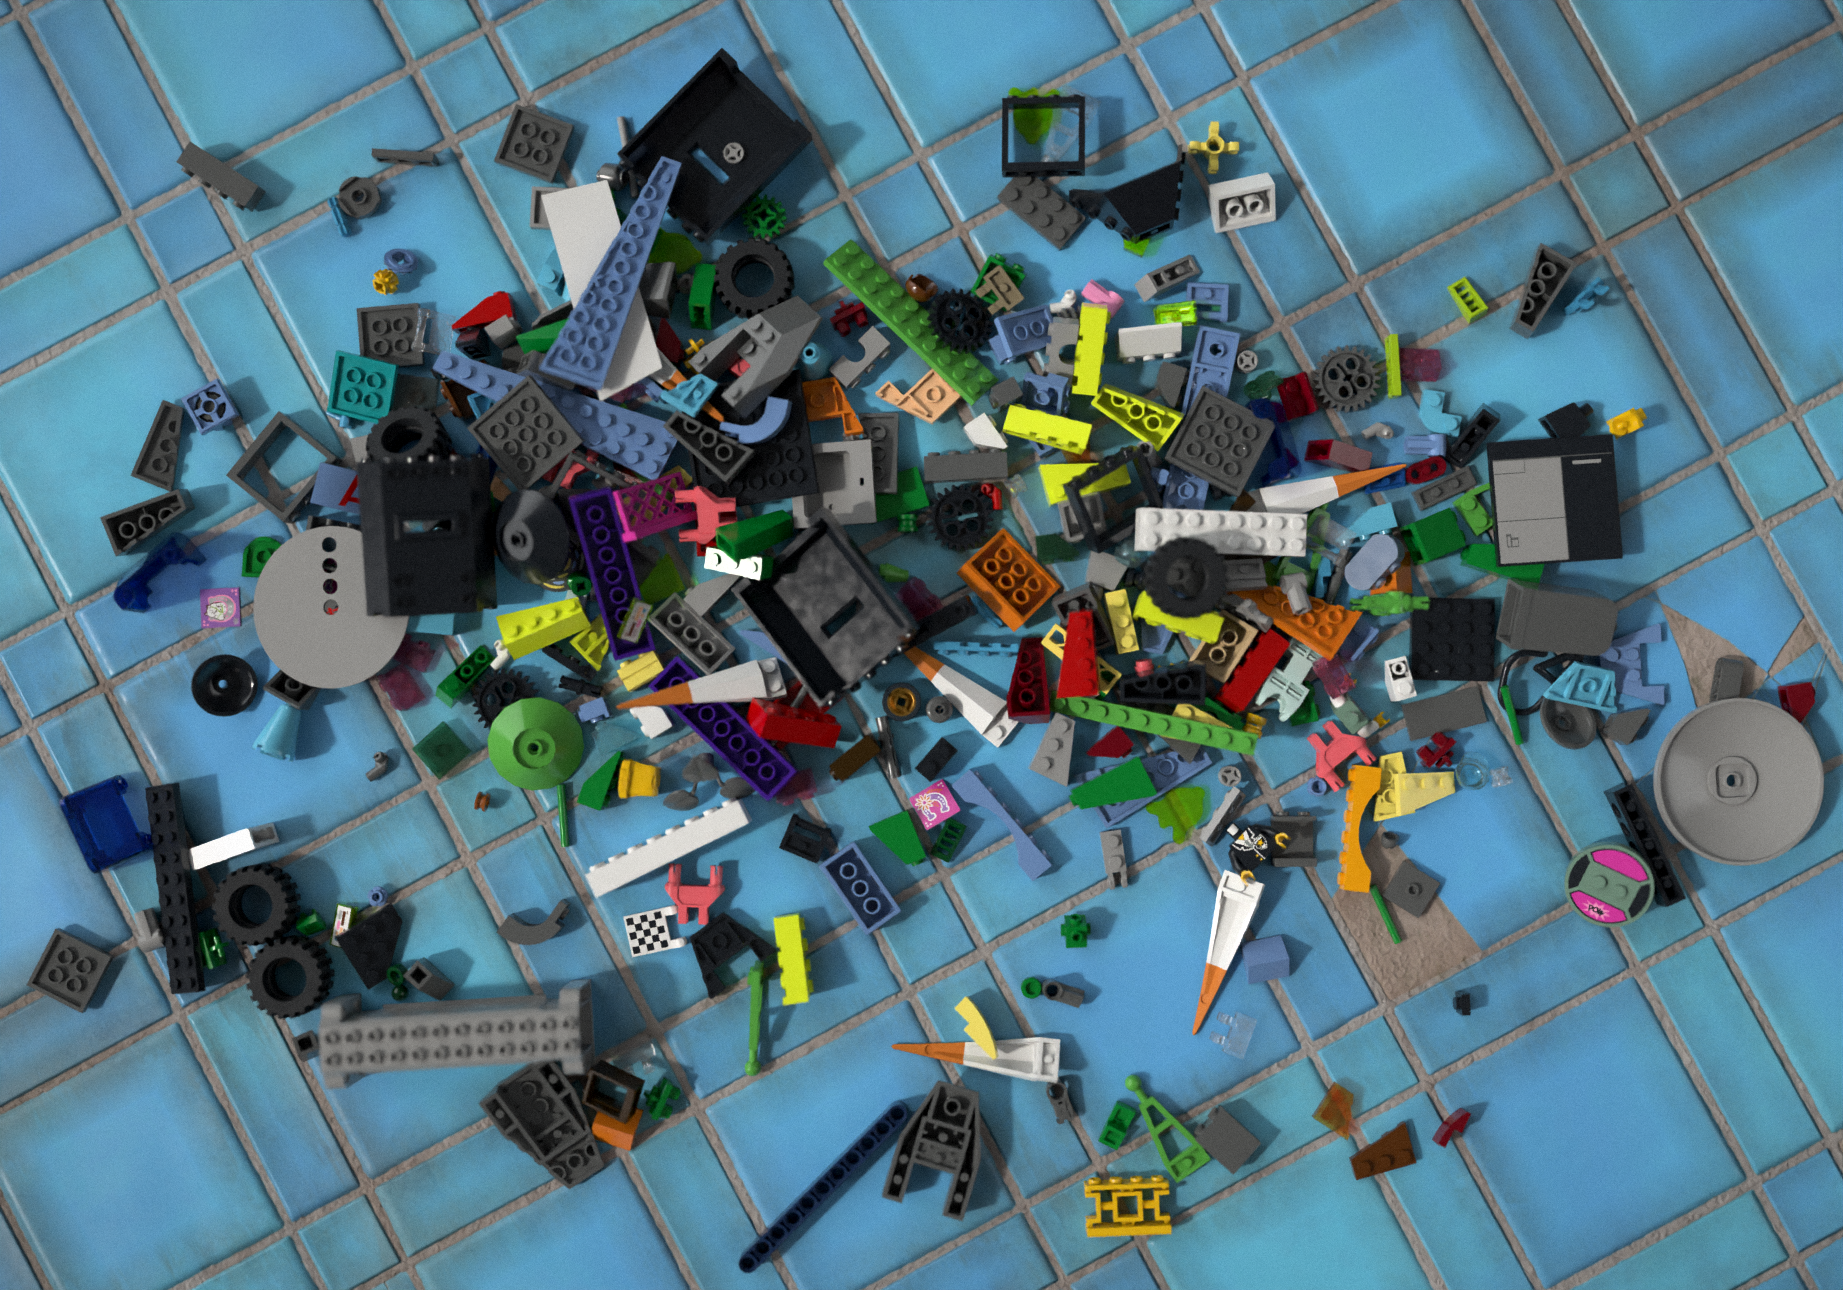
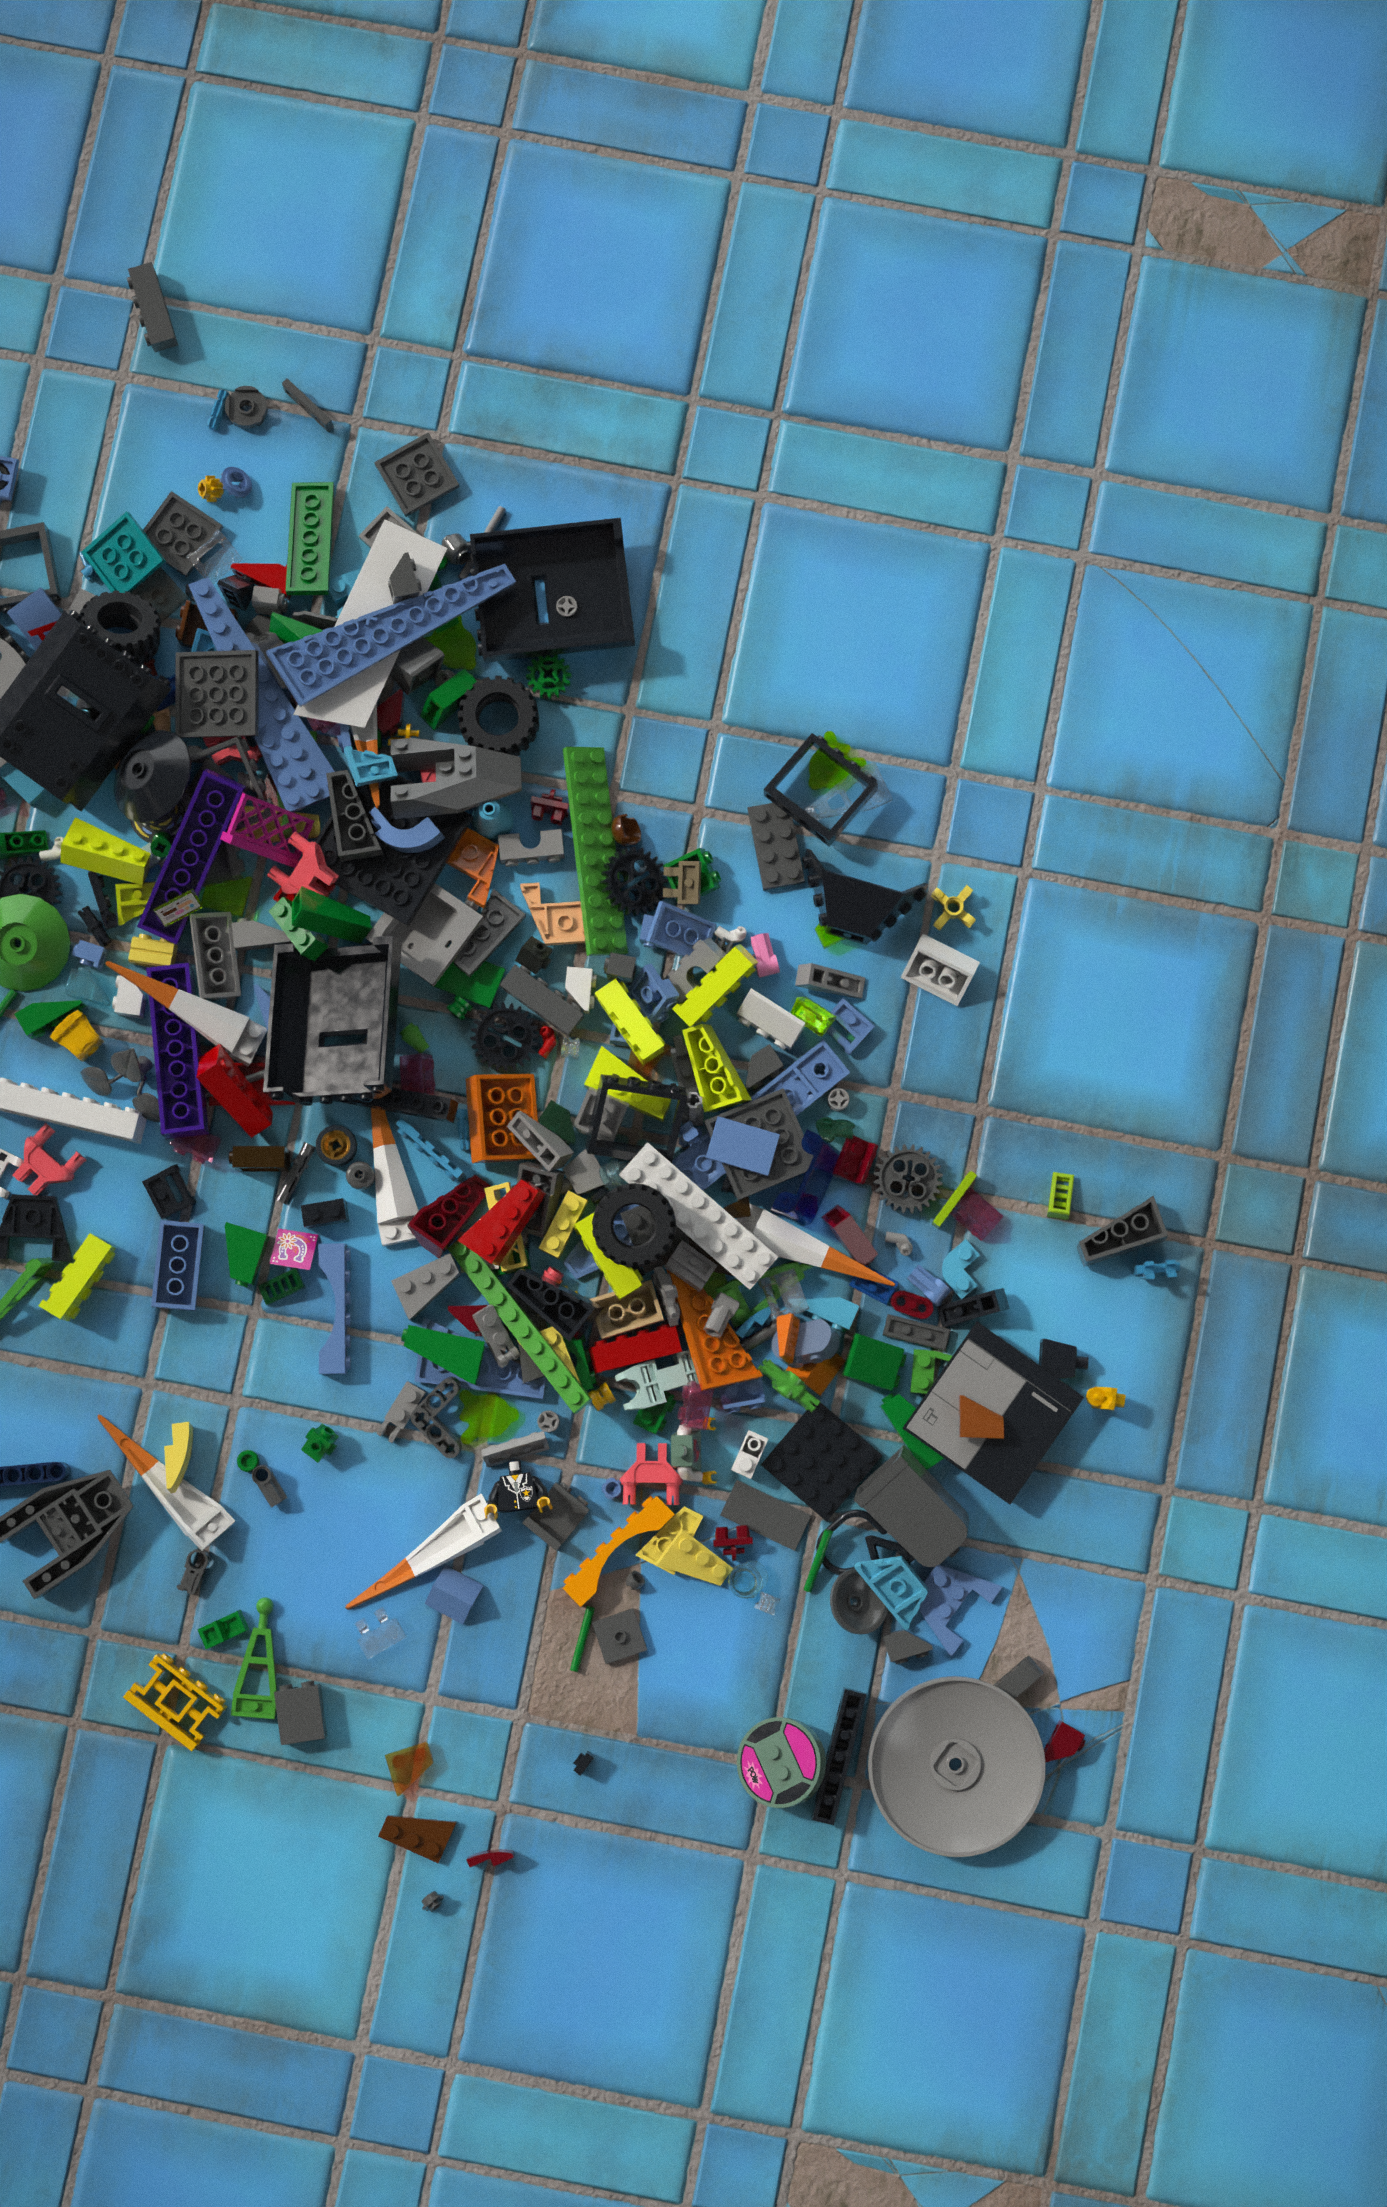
camera: 40 degrees right, 5 degrees down
(495, 258) = (310, 538): none -> green plate
(597, 231) = (402, 581): none -> dark grey slope
(931, 438) = (534, 955): none -> pearl dark grey brick
(1054, 573) = (541, 1142): none -> light grey slope
(1110, 429) = (683, 1066): none -> dark grey hinge
(1138, 840) = (431, 1414): none -> dark grey beam
(1141, 745) = (495, 1335): none -> light grey plate
(1210, 453) = (742, 1146): none -> medium blue tile
(1358, 565) = (787, 1331): none -> orange slope
(1435, 1194) = (432, 1901): none -> dark grey plate
(1552, 515) = (978, 1420): none -> dark orange slope

